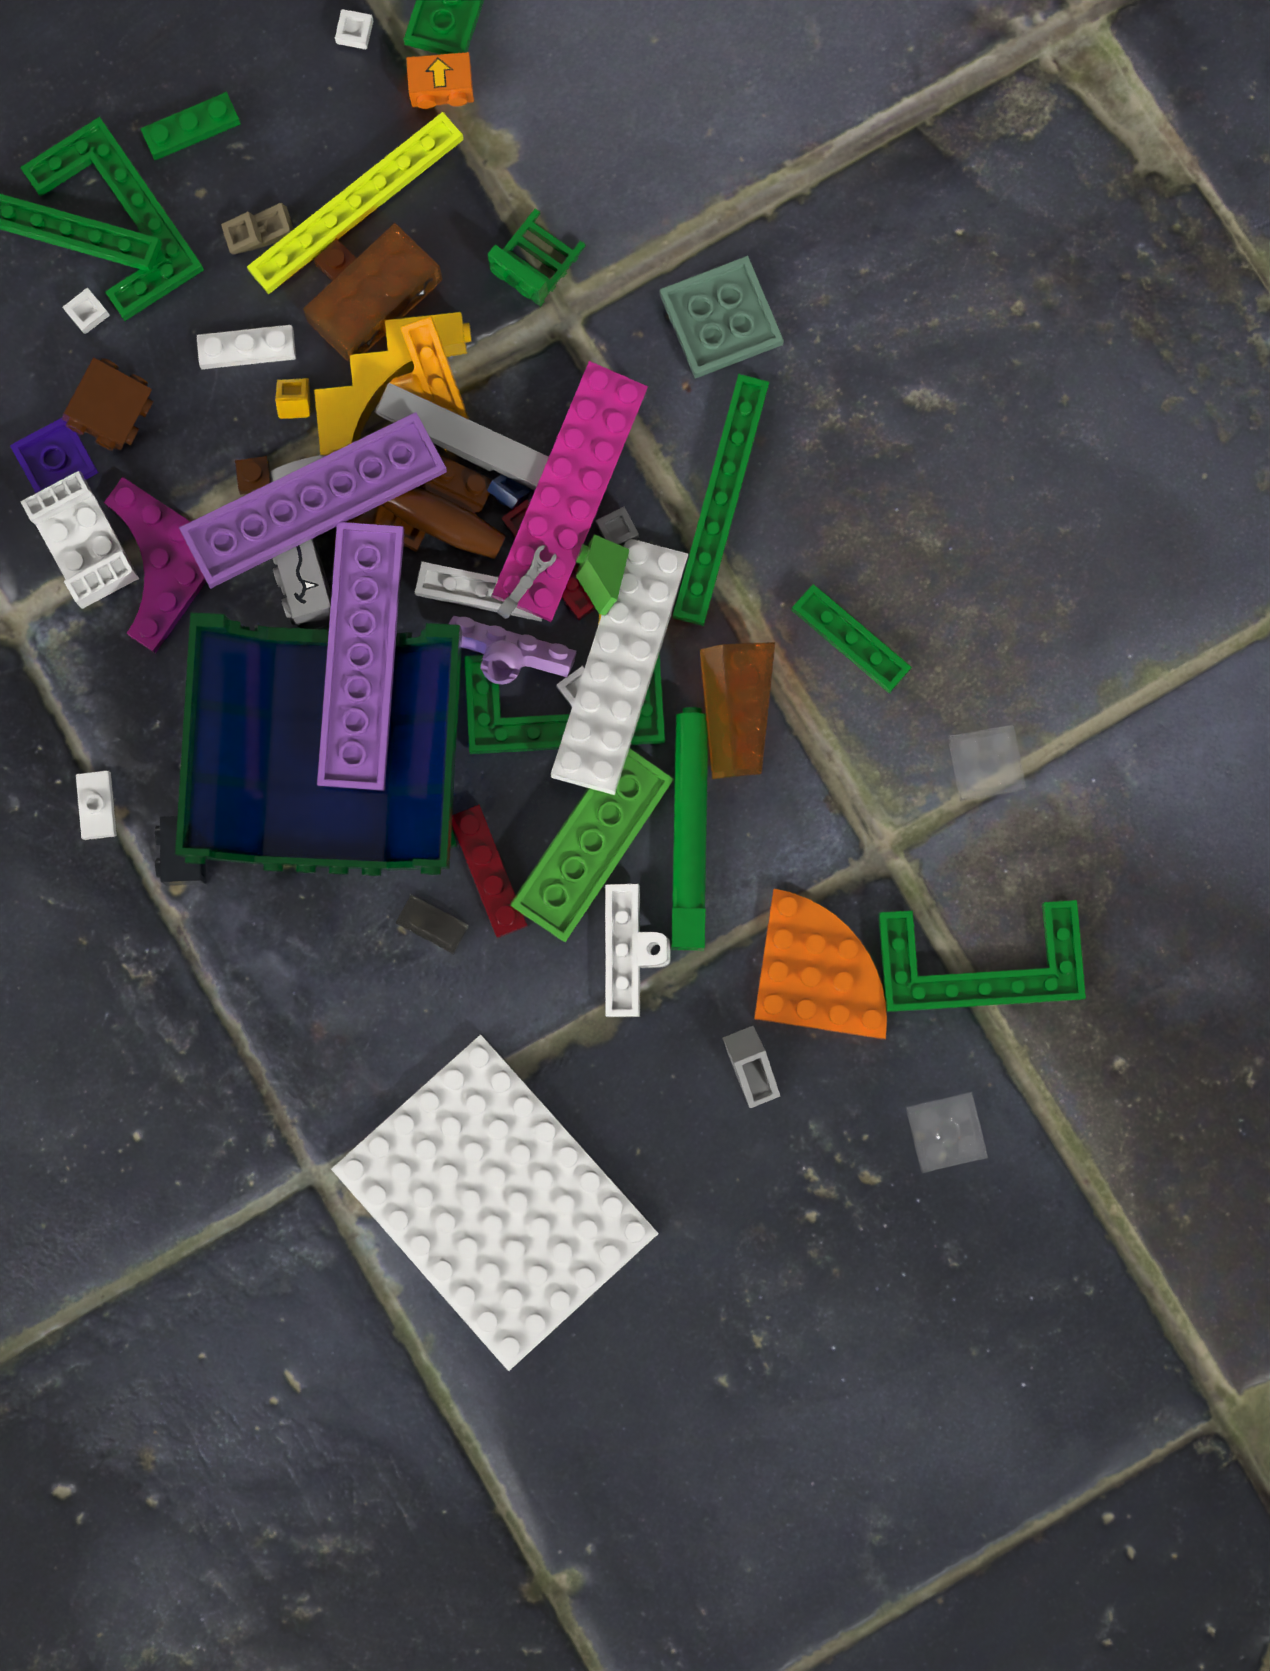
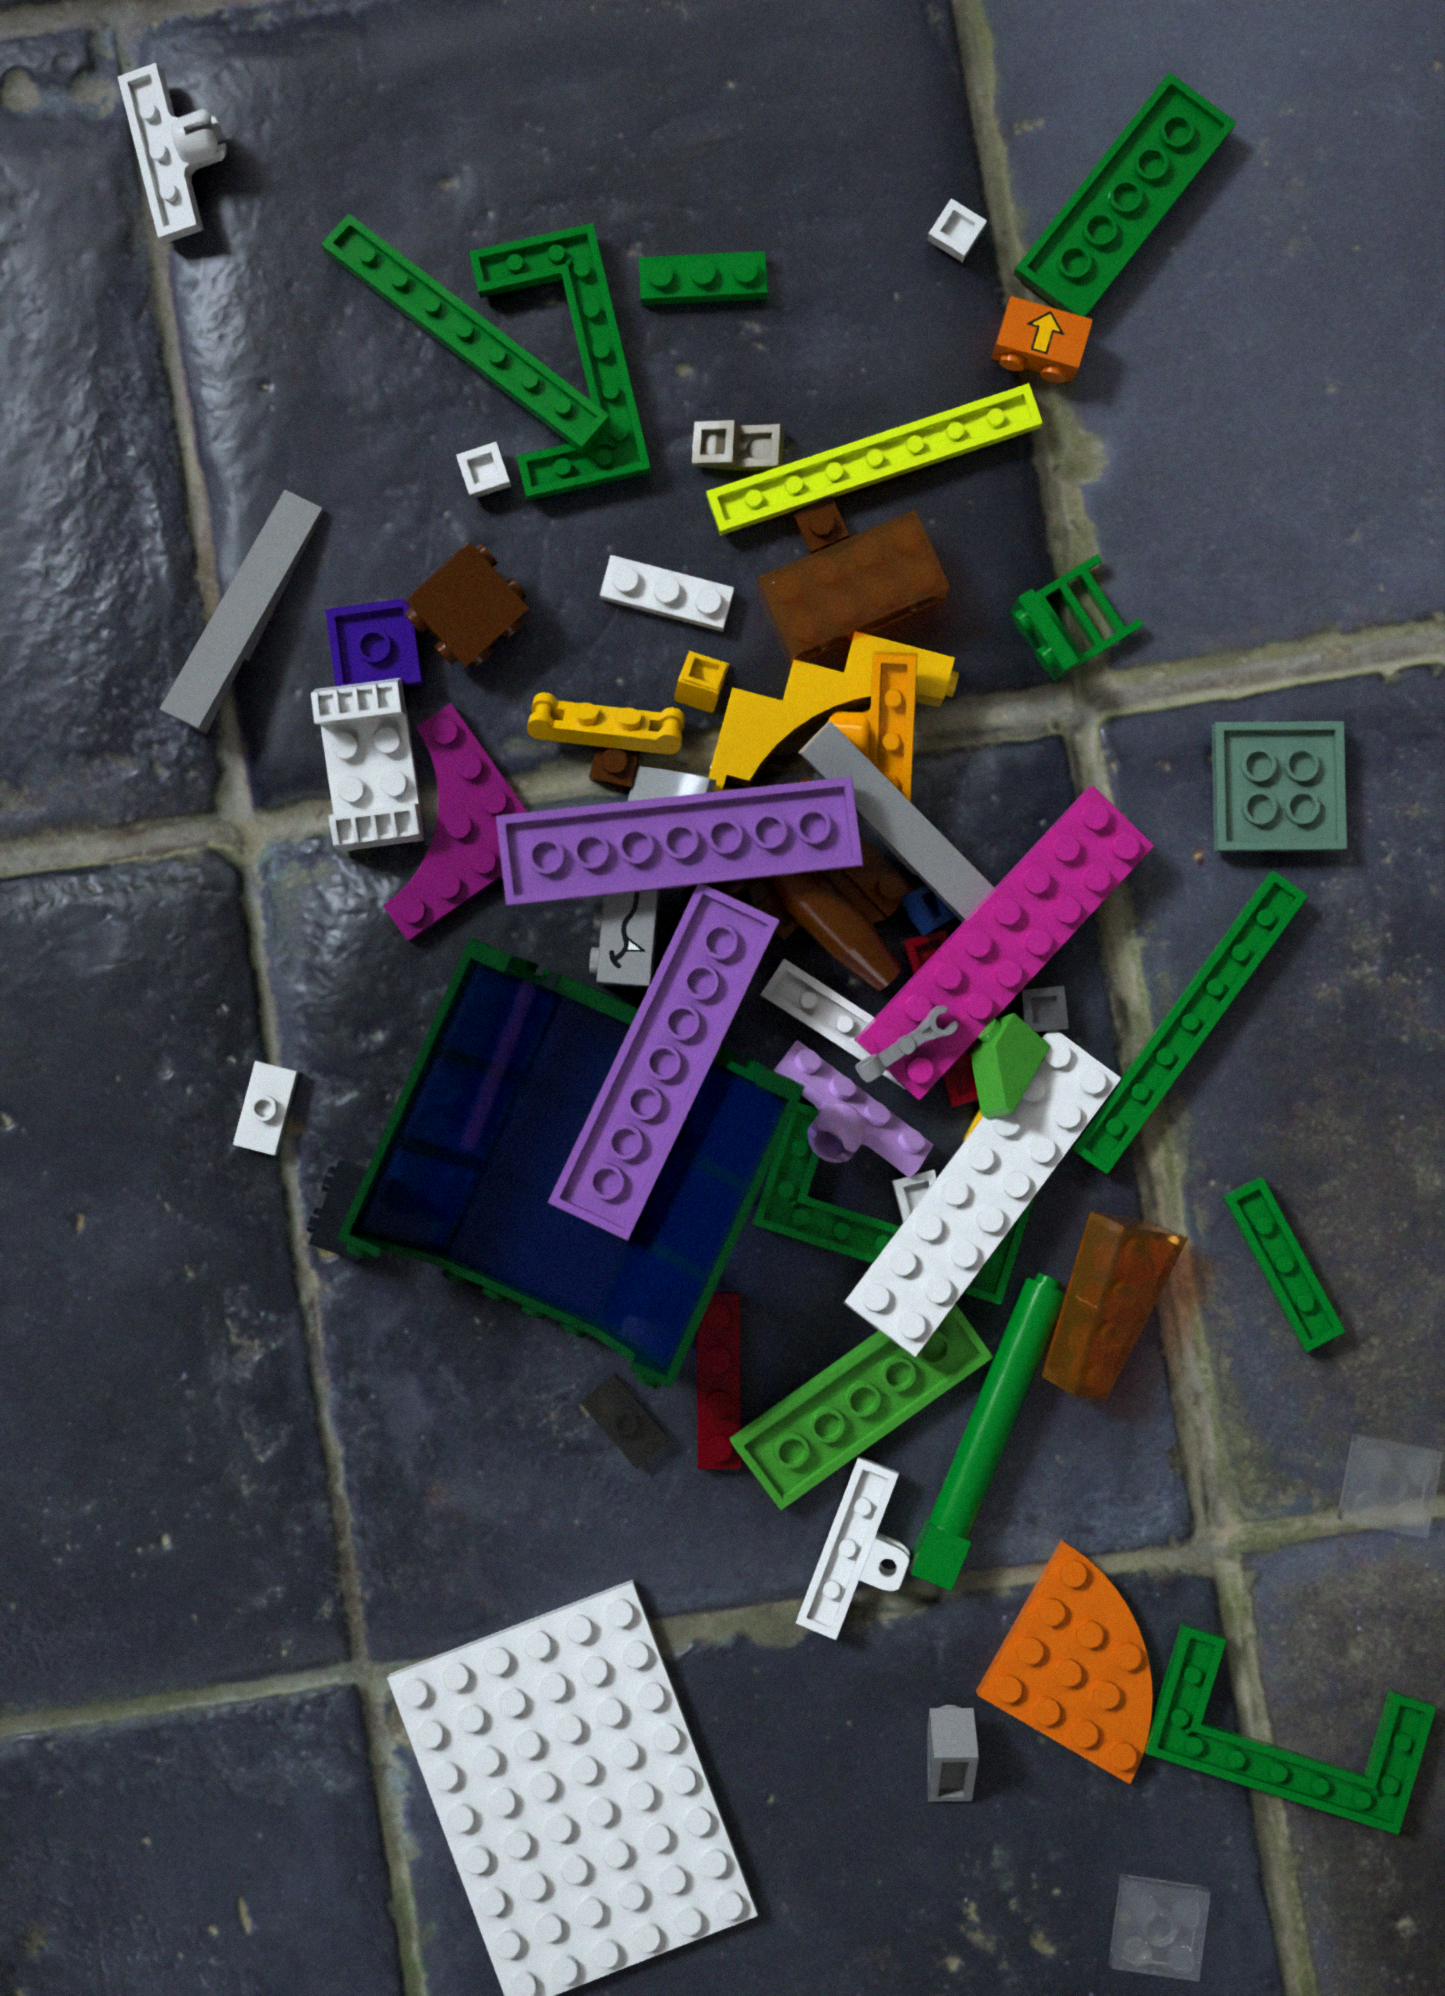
camera: 15 degrees right, 5 degrees up
(236, 451) = (606, 725): none -> yellow plate

